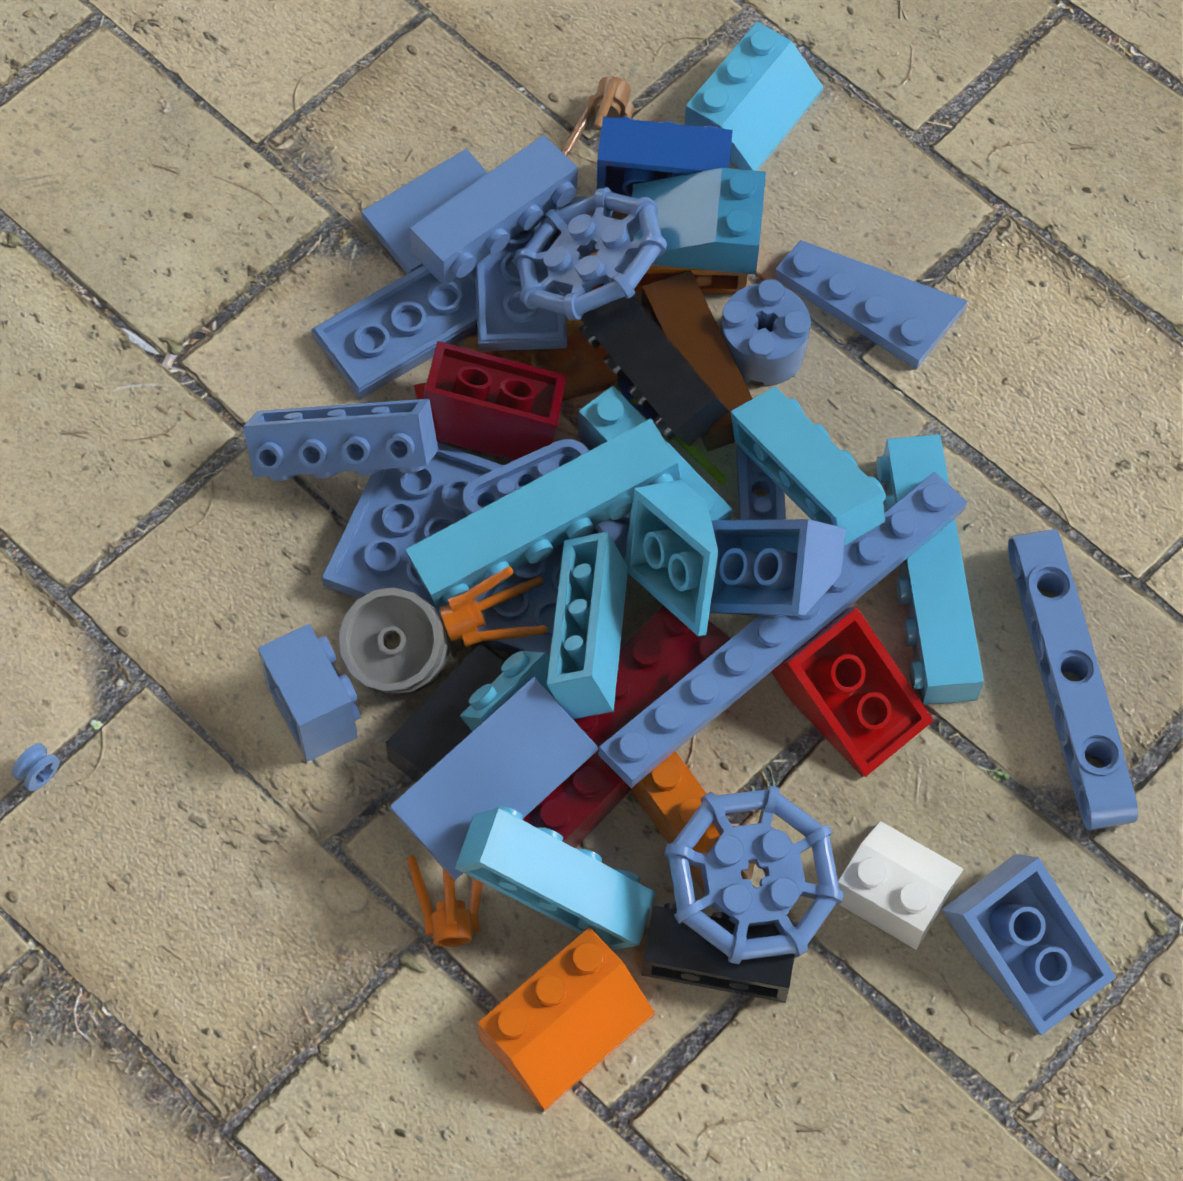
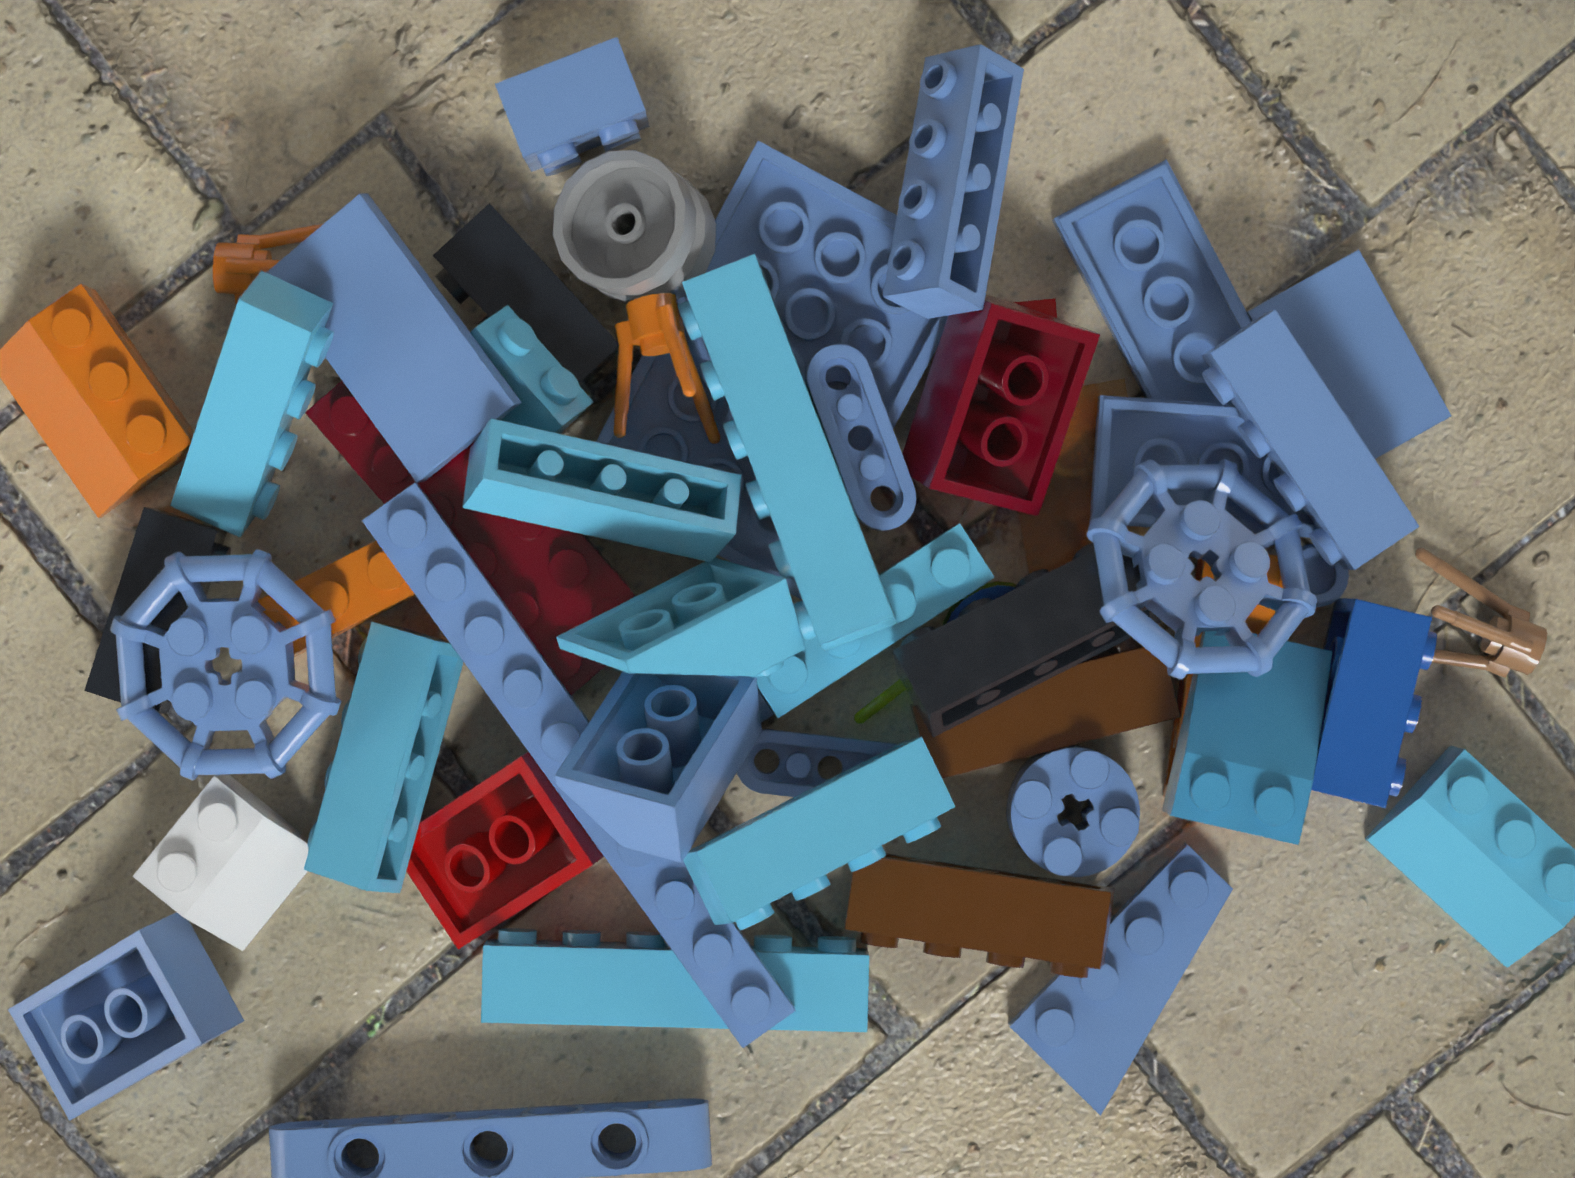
camera: 100 degrees right, 25 degrees up
(807, 775) = (384, 759): none -> medium azure brick
(843, 369) = (981, 911): none -> reddish brown brick

